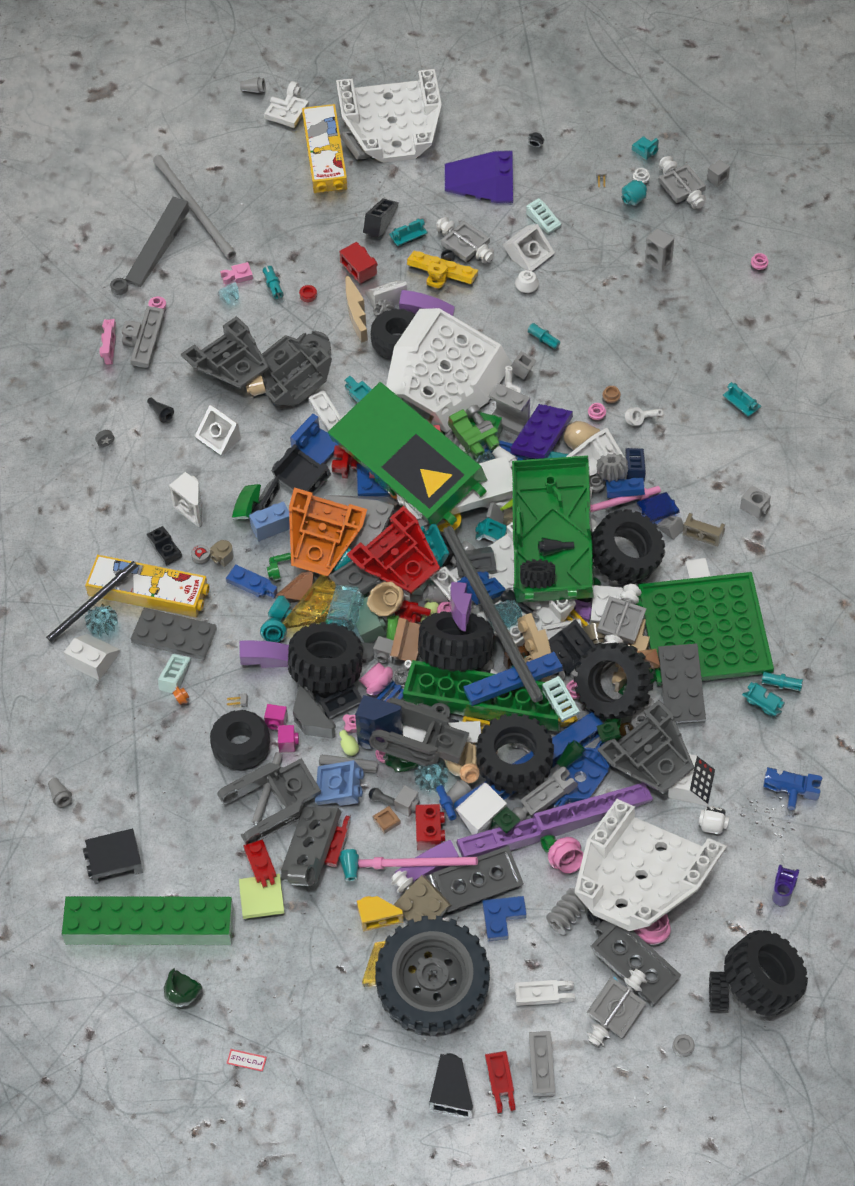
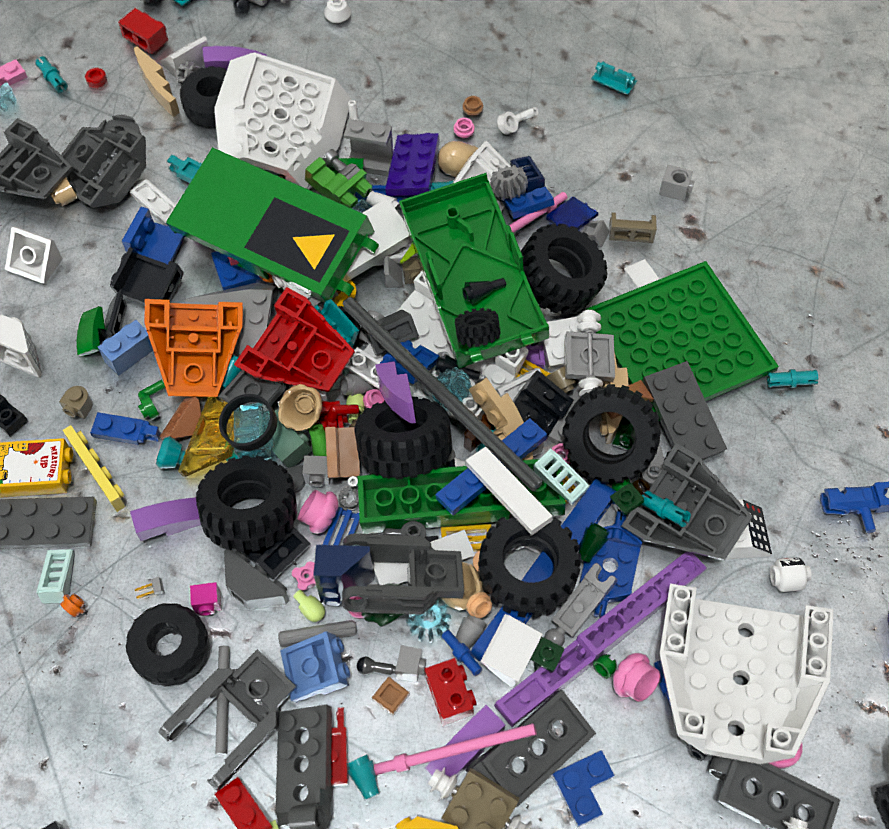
camera: 20 degrees left, 5 degrees up
(200, 554) = (50, 410): light grey tile -> none
(224, 609) = (90, 460): none -> light yellow plate
(273, 630) = (169, 484): teal cone -> none
(287, 738) = (229, 623): dark pink plate -> none
(336, 583) = (231, 406): none -> black tyre
(342, 466) = (194, 259): red hips -> none
(441, 269) = (239, 18): yellow plate -> none
(490, 530) = (393, 290): teal bracket -> none
(515, 696) = (509, 490): none -> white tile
(522, 365) = (365, 97): light grey plate -> none
(543, 336) = (376, 62): teal axle -> none
(564, 912) = (663, 756): light grey piece -> none
(633, 745) = (666, 509): none -> teal pin
(771, 703) = (773, 404): teal hinge -> none

